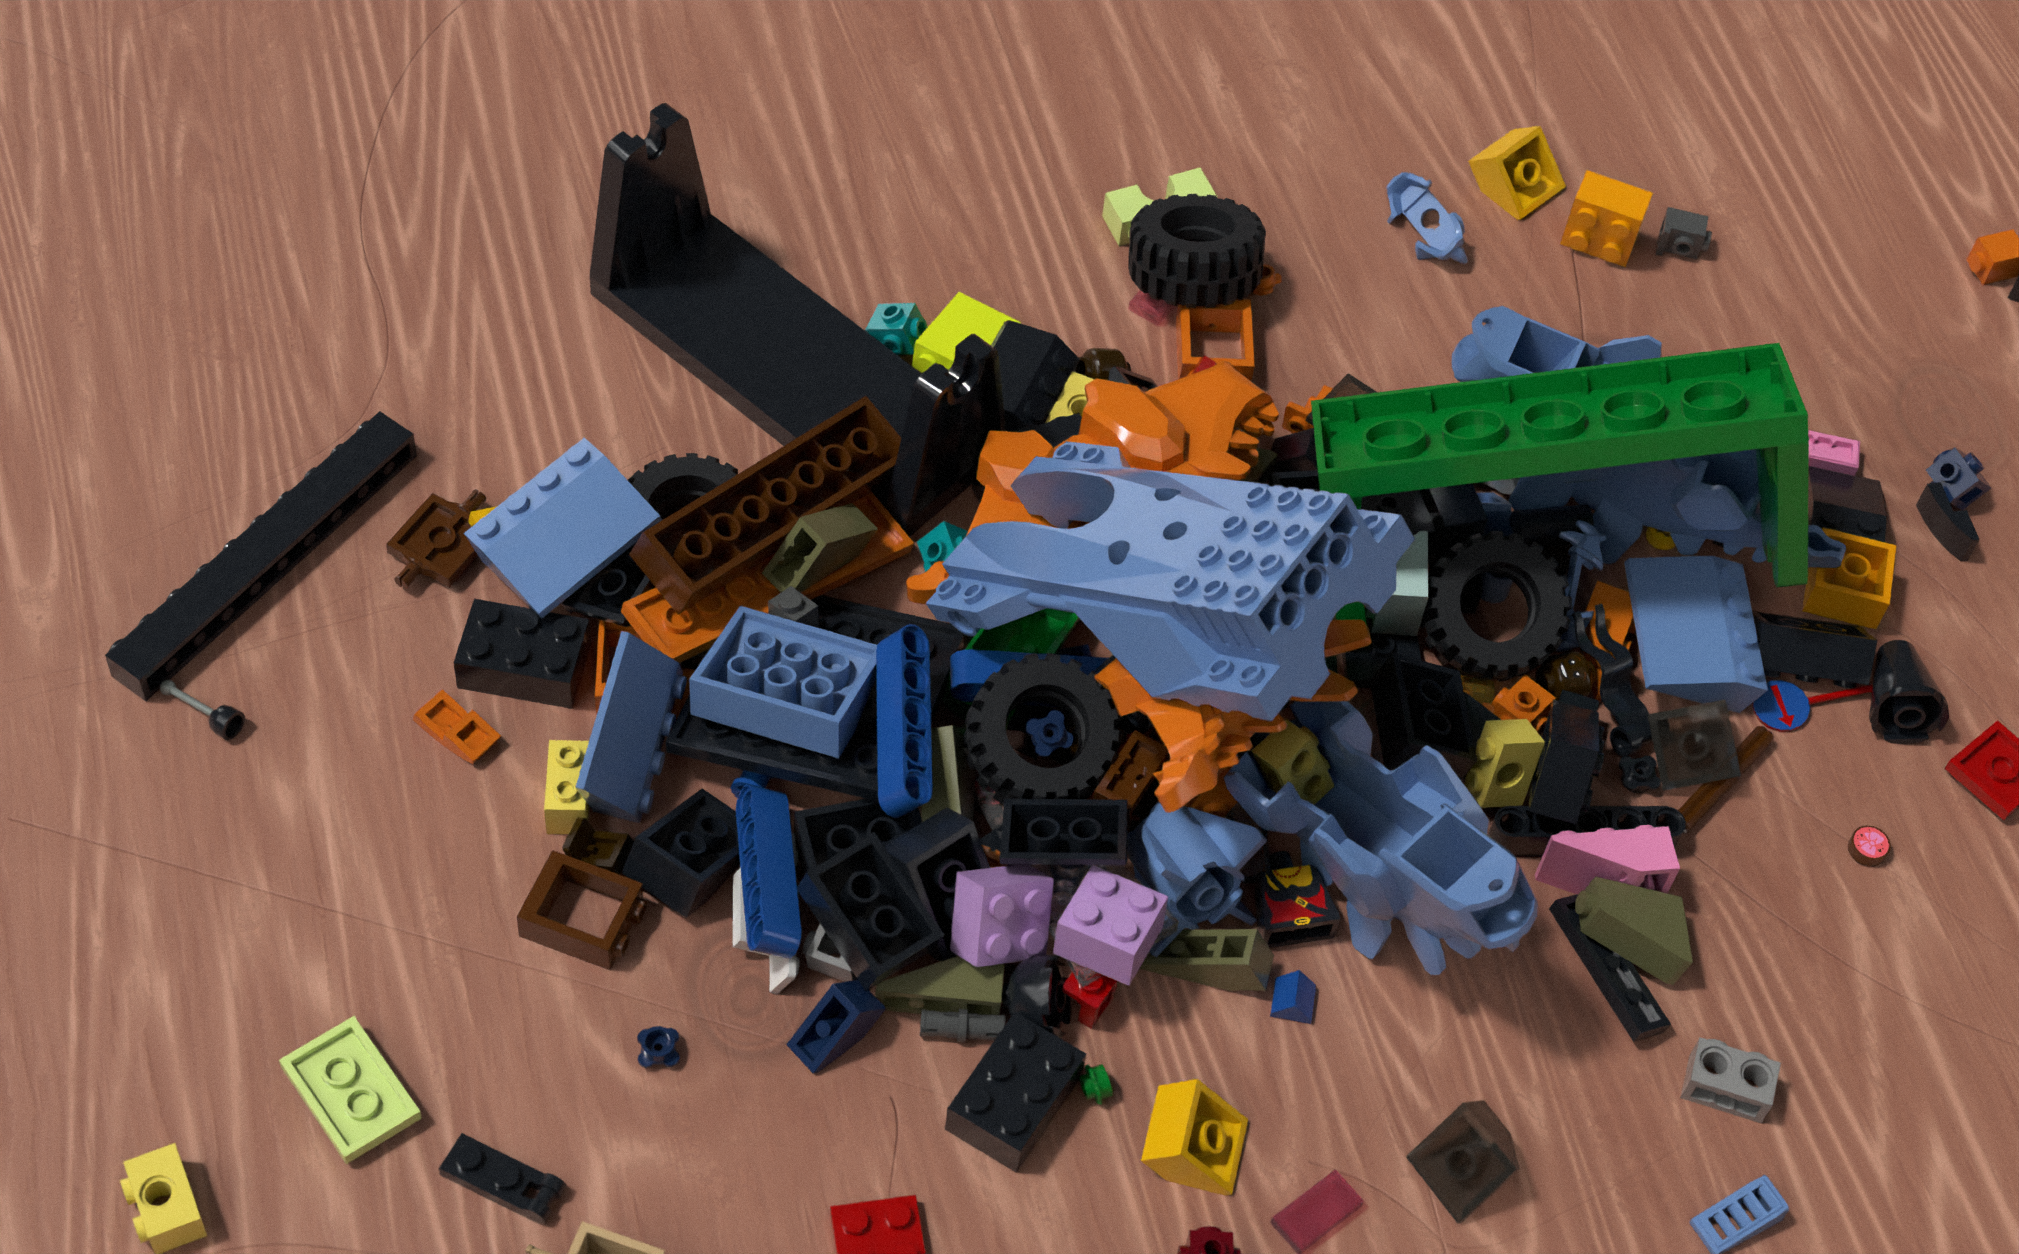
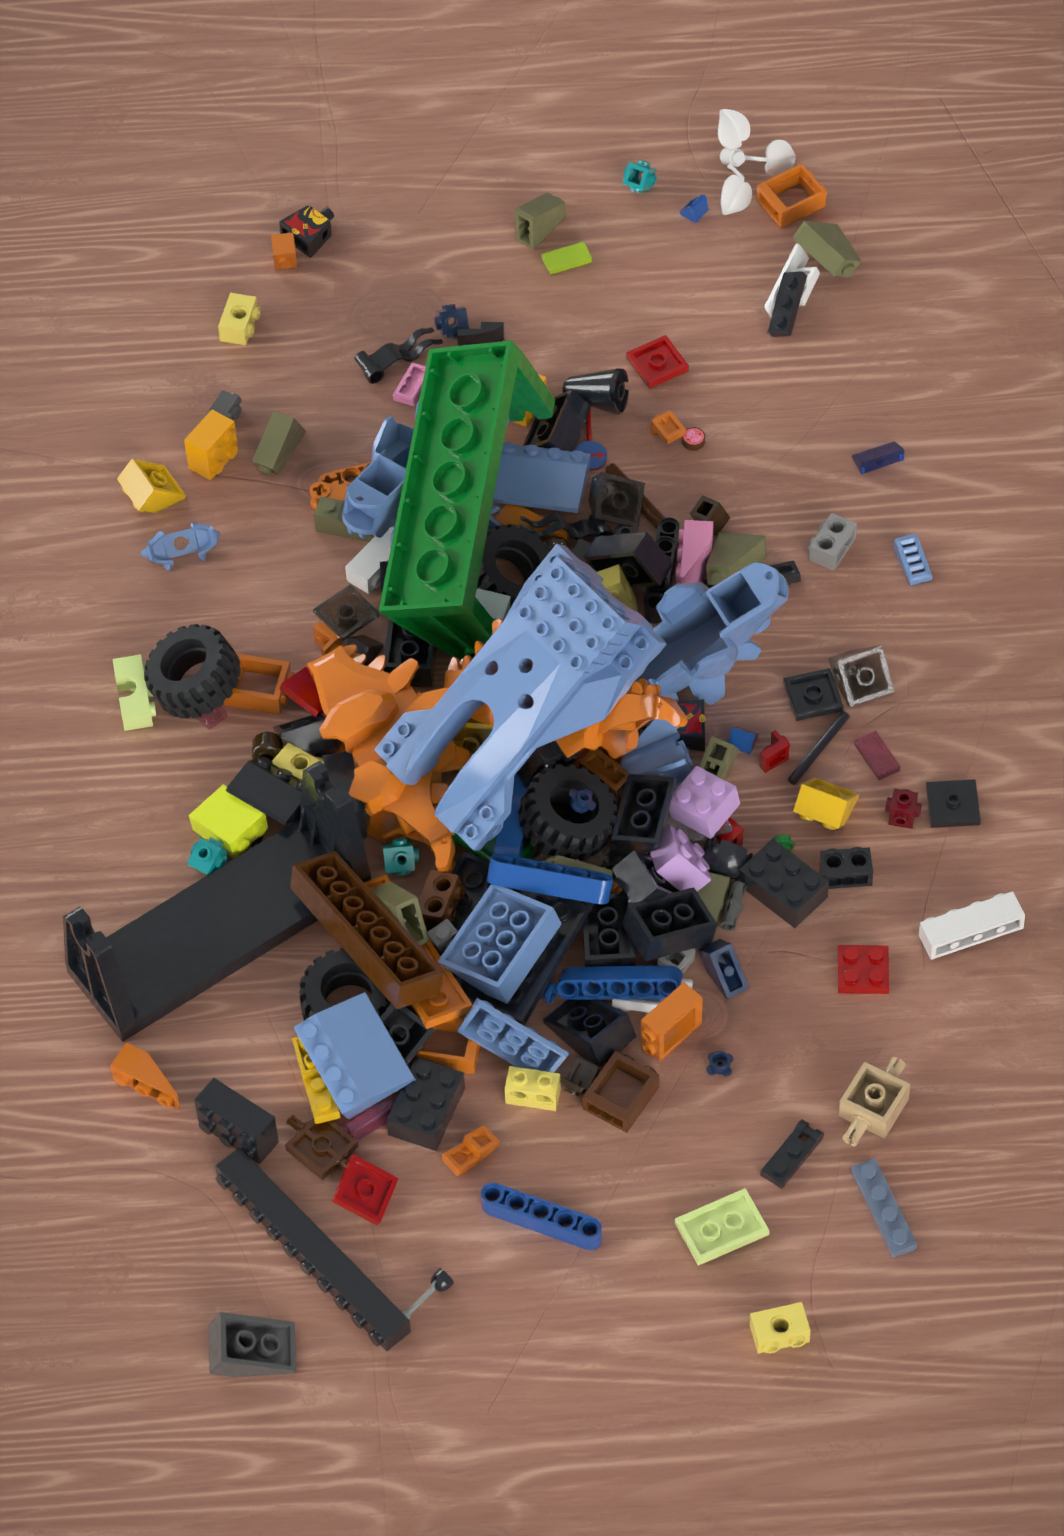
camera: 70 degrees left, 0 degrees up
(99, 505) = (251, 1346): none -> dark grey slope
(347, 848) = (534, 1206): none -> blue beam
(364, 597) = (365, 1189): none -> red plate
(455, 423) = (236, 1120): none -> black brick
(481, 584) = (370, 1120): none -> clear pink tile
(531, 317) = (140, 1072): none -> orange slope
(708, 954) = (671, 1021): none -> orange window
(865, 603) = (435, 898): none -> reddish brown brick
(1061, 1186) = (846, 873): none -> black brick
(1271, 1049) = (775, 753): none -> red bracket
(1308, 1117) = (818, 747): none -> black bar
(1408, 1091) = (813, 694): none -> black plate
(1644, 299) = (277, 443): none -> olive slope
(1711, 881) = (710, 510): none -> dark brown brick
(1851, 223) = (238, 319): none -> light yellow brick
(1869, 798) = (667, 427): none -> orange bracket
(1871, 417) = (389, 353): none -> black flag
(1940, 1134) = (878, 457): none -> clear blue slope

